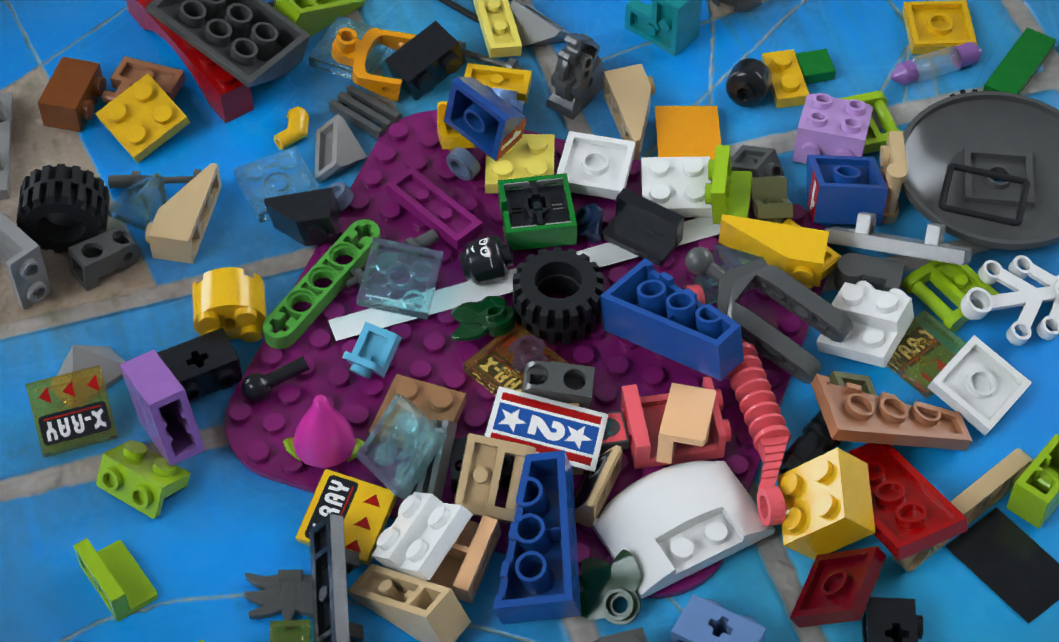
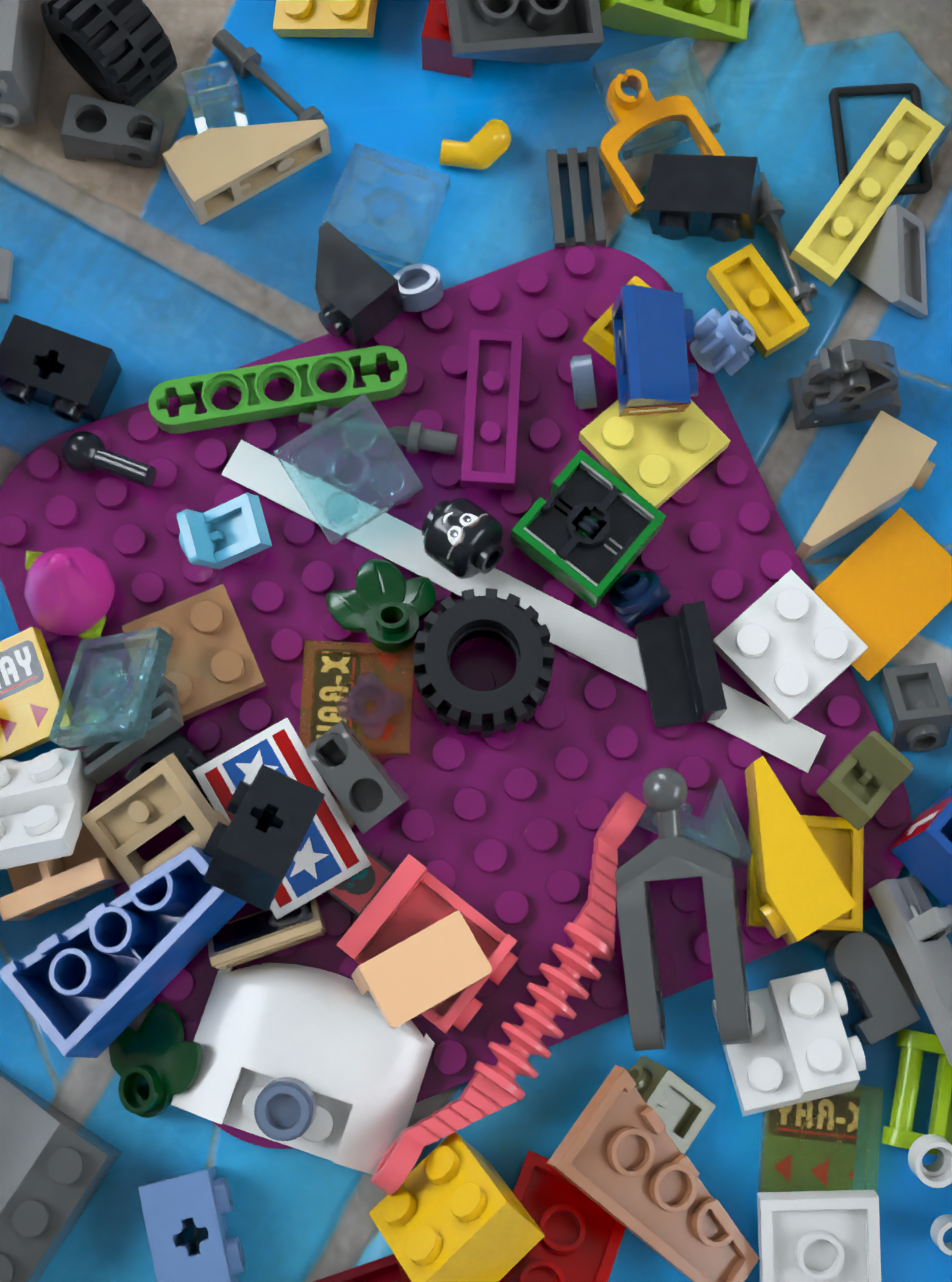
camera: 45 degrees right, 25 degrees up
(229, 302) = (147, 328): yellow brick -> none
(335, 149) = (490, 222): light grey slope -> none
(554, 420) = (262, 837): none -> black brick
(596, 164) = (728, 528): white plate -> none
(671, 322) = (551, 823): blue wedge -> none
(696, 529) = (285, 1109): none -> sand blue tile
(729, 189) = (833, 718): lime bracket -> none
(812, 444) = (533, 1123): black axle -> none

